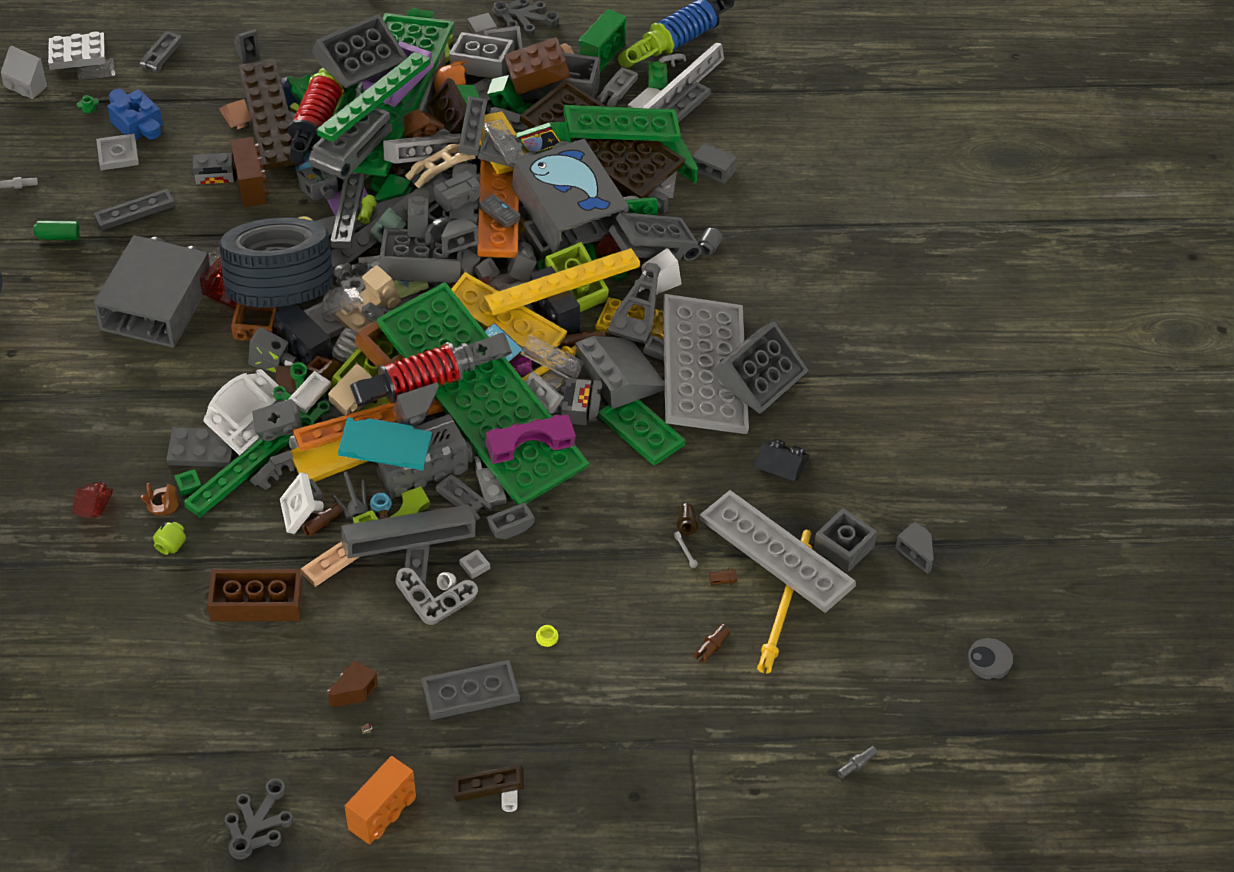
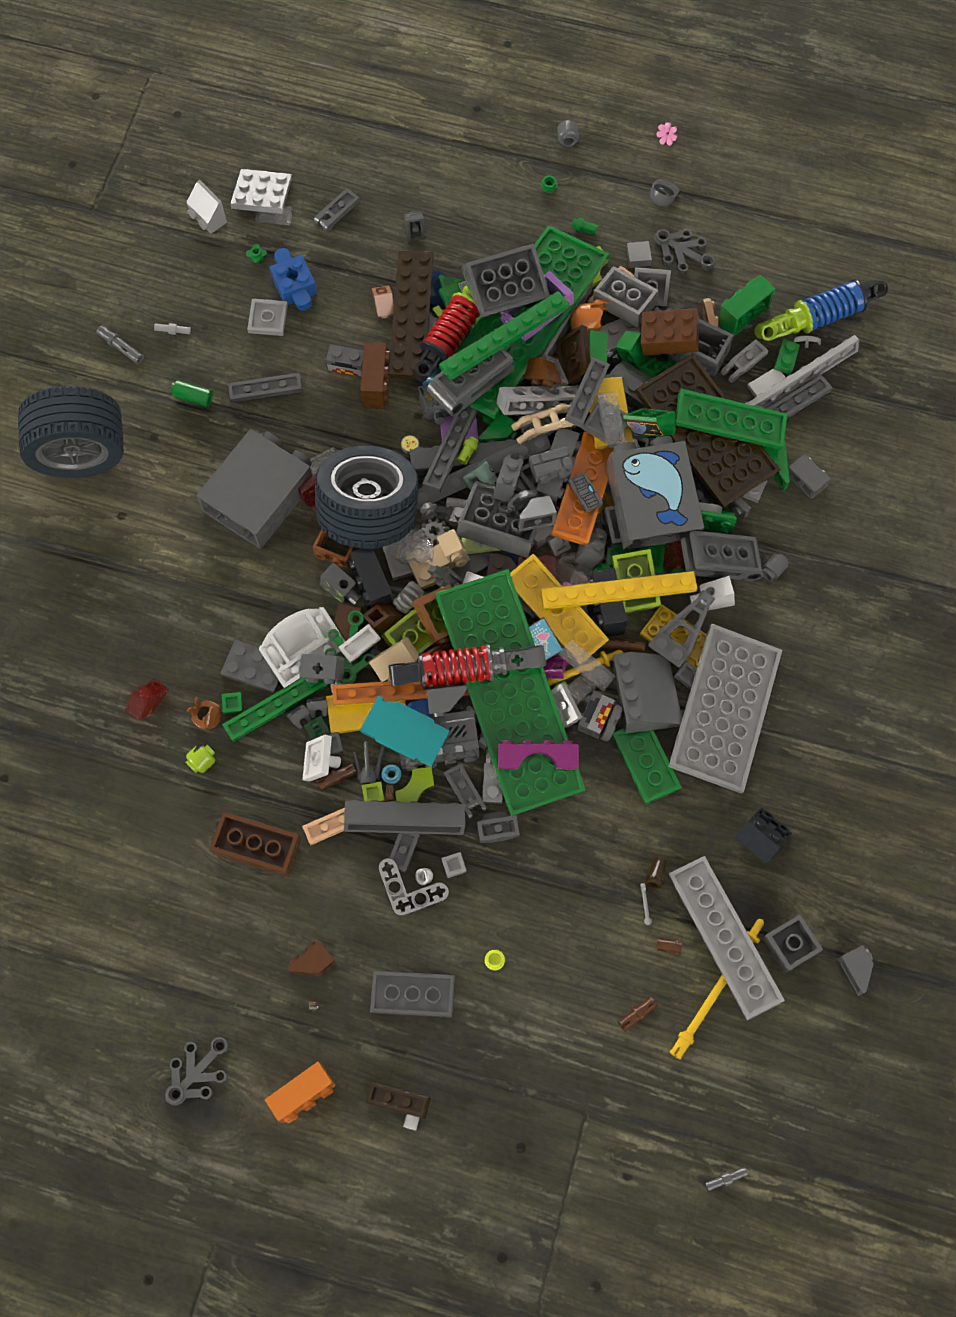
camera: 20 degrees right, 20 degrees up
(284, 480) = (316, 728): none -> dark green tile
(761, 368) = (776, 730): dark grey slope -> none
(990, 658) = (884, 1107): dark grey tile -> none

